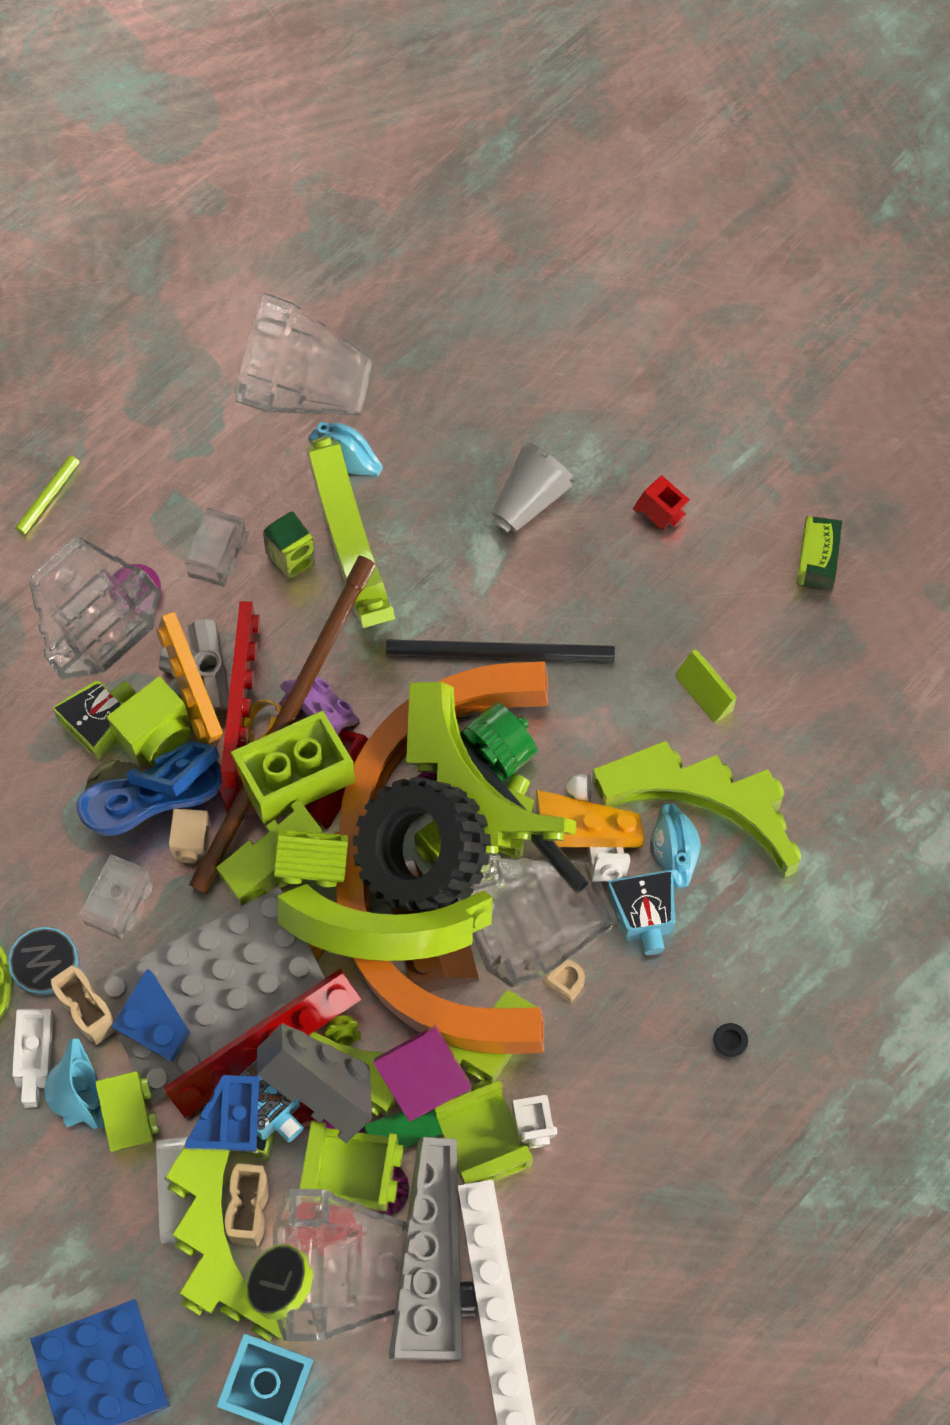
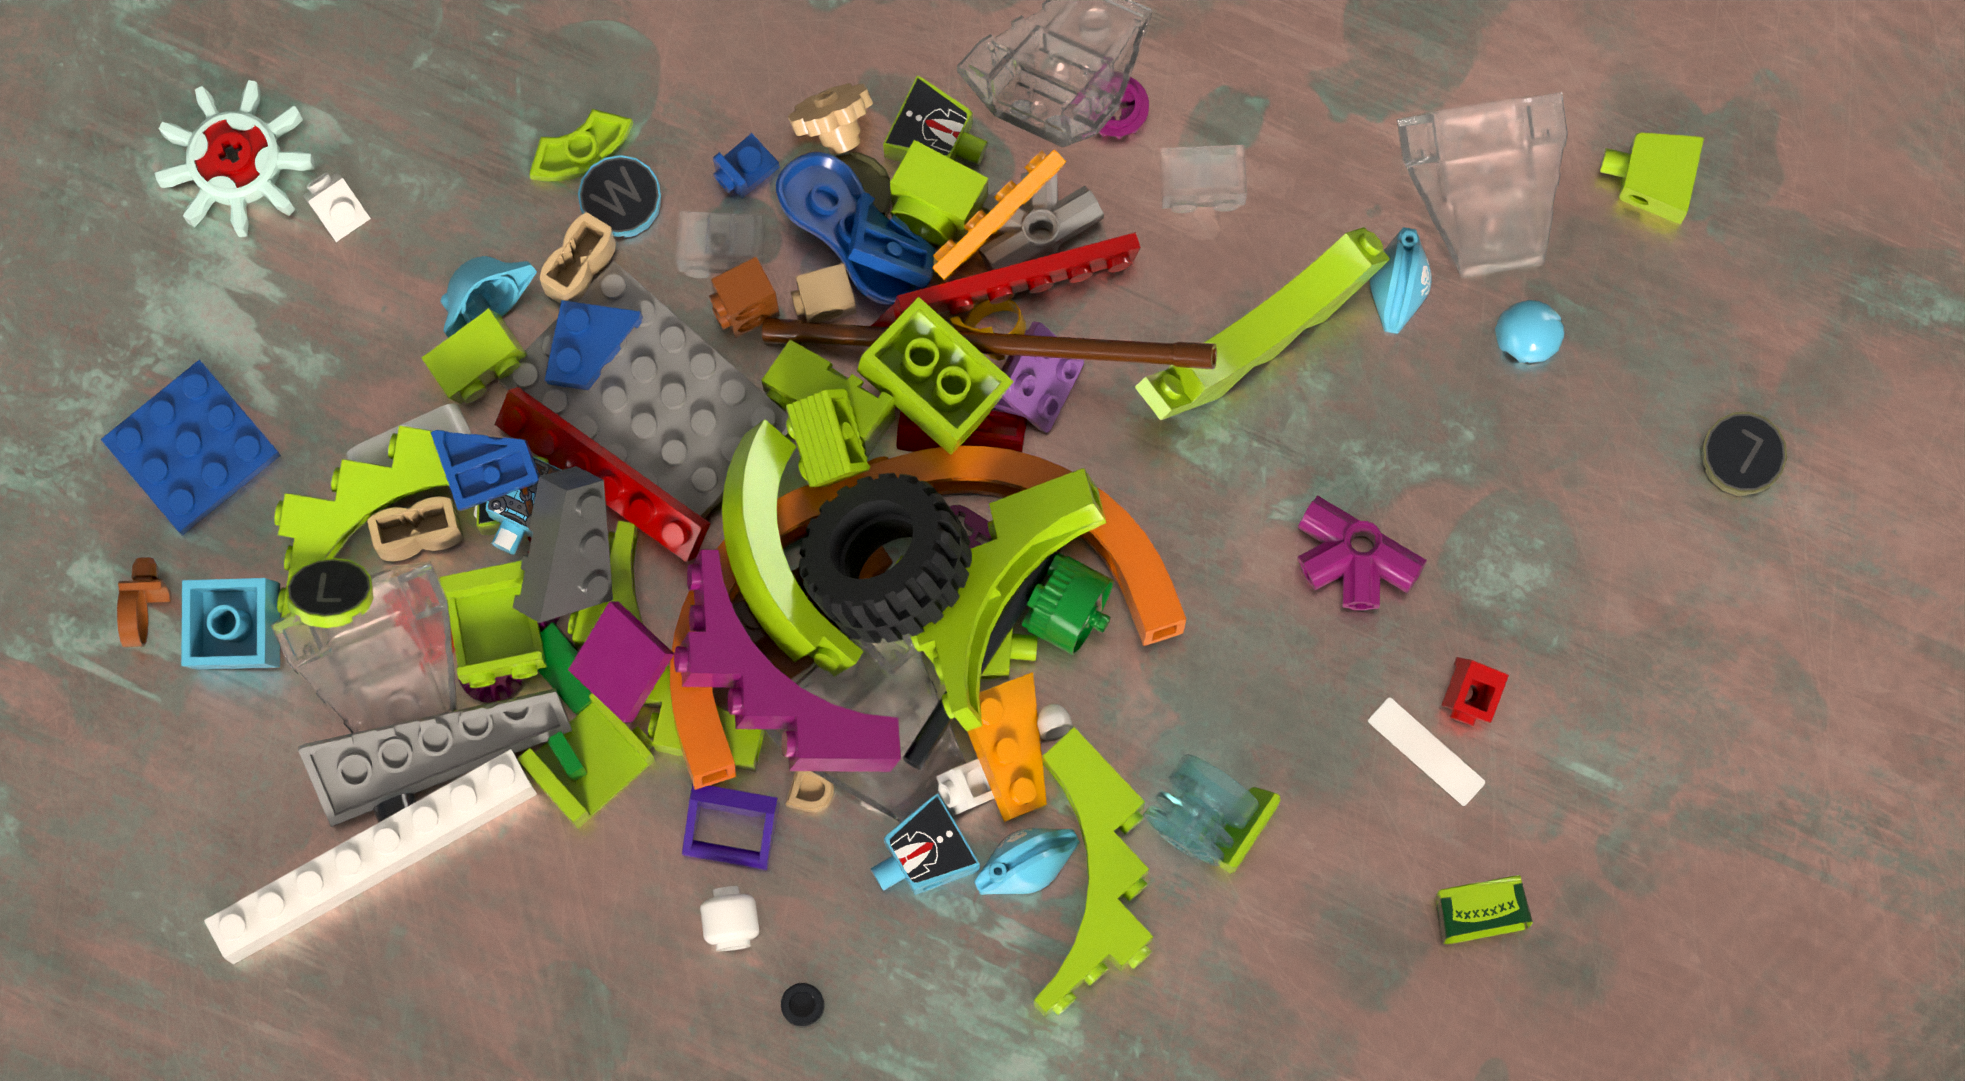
camera: 70 degrees right, 10 degrees up
(32, 1053) = (508, 229): white hinge -> none
(54, 779) = (833, 116): none -> tan plant
(62, 860) = (744, 166): none -> blue bracket
(169, 888) = (743, 298): none -> dark orange brick
(285, 544) = (1232, 261): piece -> none
(342, 266) = (1657, 172): none -> lime torso
(343, 1030) = (653, 558): lime plate -> none
(418, 384) = (1530, 331): none -> medium azure hair
(476, 1148) = (566, 756): none -> green tile
(494, 969) = (762, 697): none -> magenta arch
(500, 650) = (1200, 565): black piece -> none
(530, 488) = (1428, 520): light grey cone -> none
(533, 555) = (1359, 569): none -> magenta piece
(533, 1121) = (623, 810): white bracket -> none
(557, 287) = (1744, 453): none -> black tile
(569, 1015) = (736, 803): none -> dark purple tile
(648, 1068) = (729, 919): none -> white head
(686, 703) = (1204, 804): none -> clear light blue wheel
(690, 553) = (1426, 751): none -> white sticker

